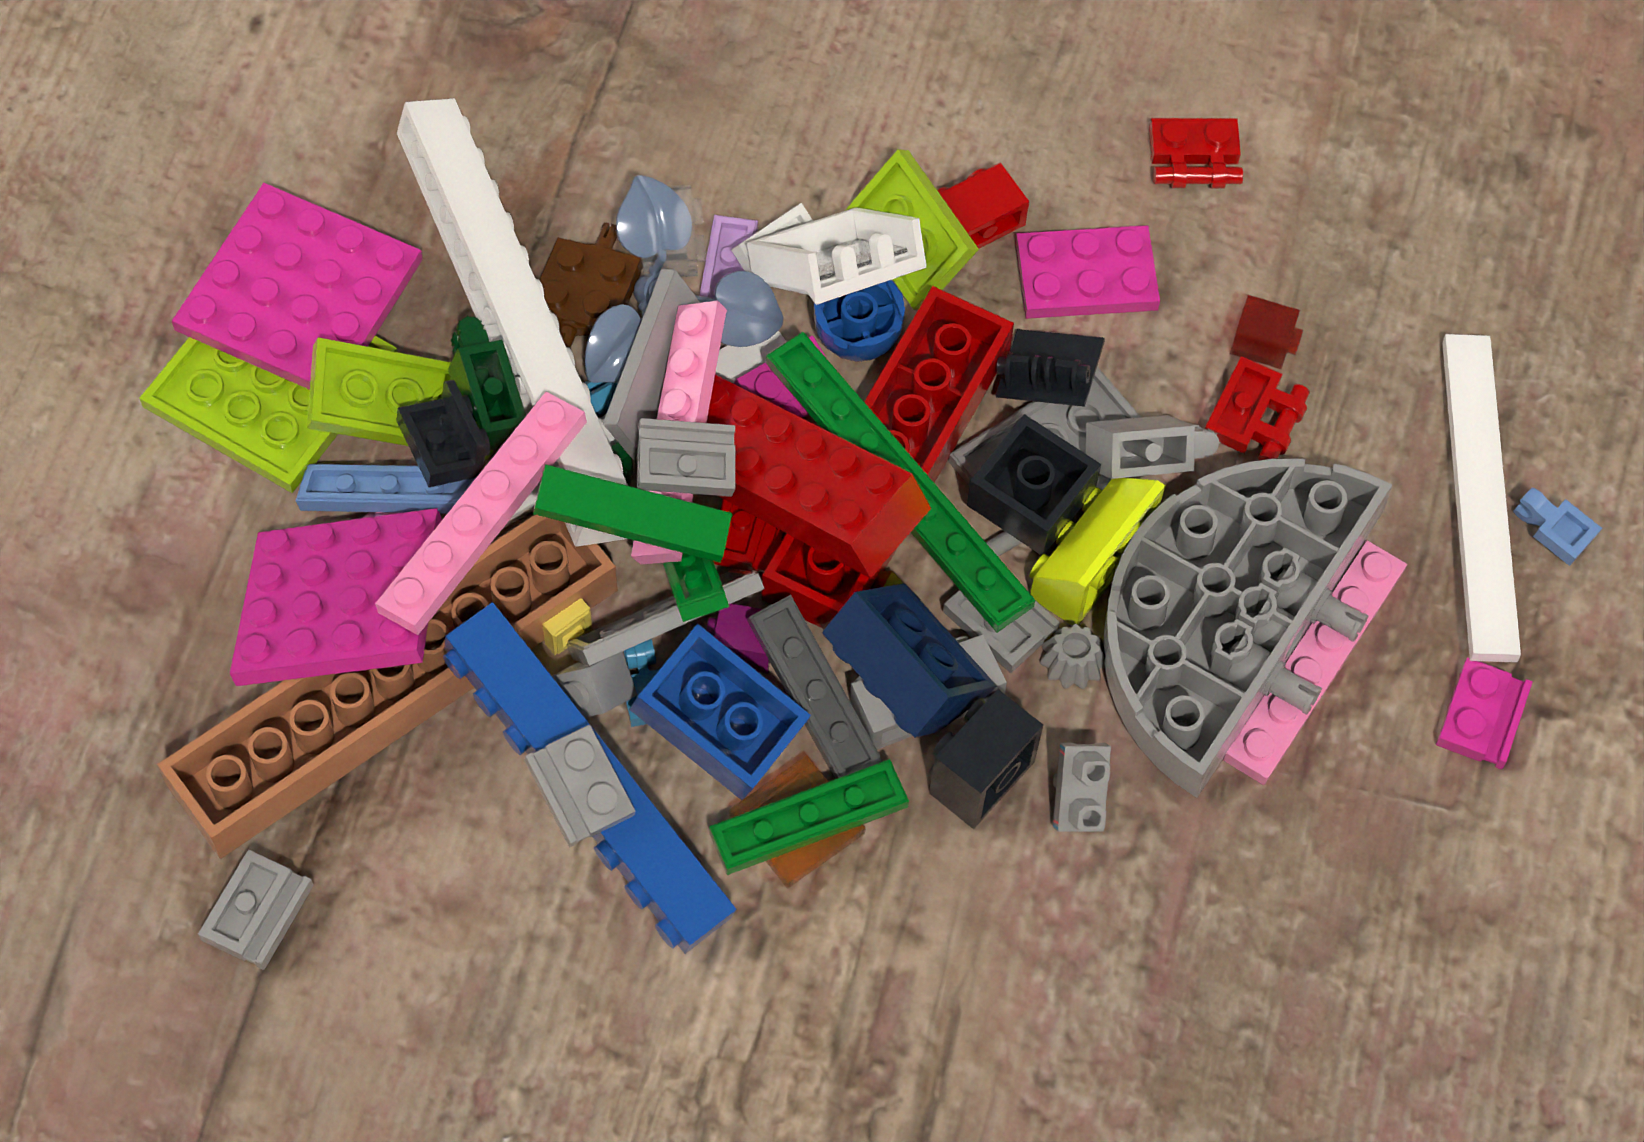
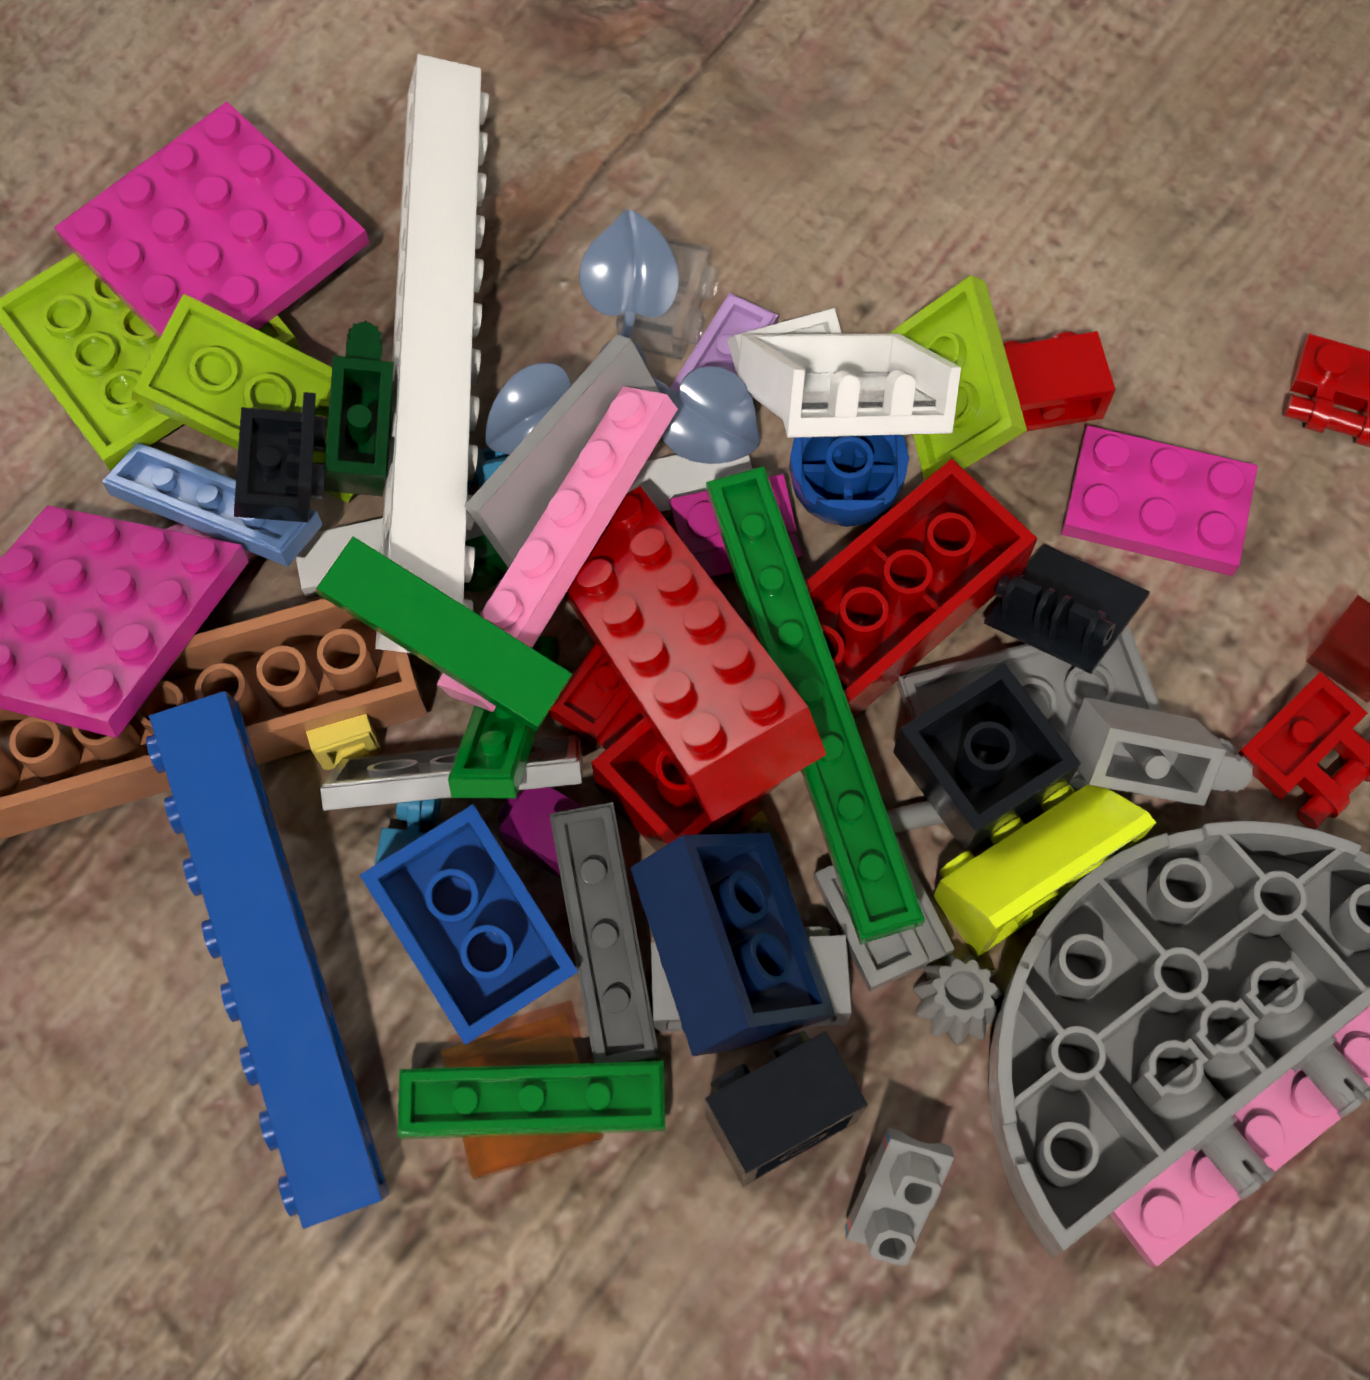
camera: 25 degrees right, 5 degrees up
(480, 513) = (258, 572): bright pink plate -> none
(579, 785) = (237, 969): light grey plate -> none
(587, 281) = (540, 324): reddish brown plate -> none
(597, 686) = (334, 838): light grey brick -> none
(686, 457) = (540, 582): light grey plate -> none

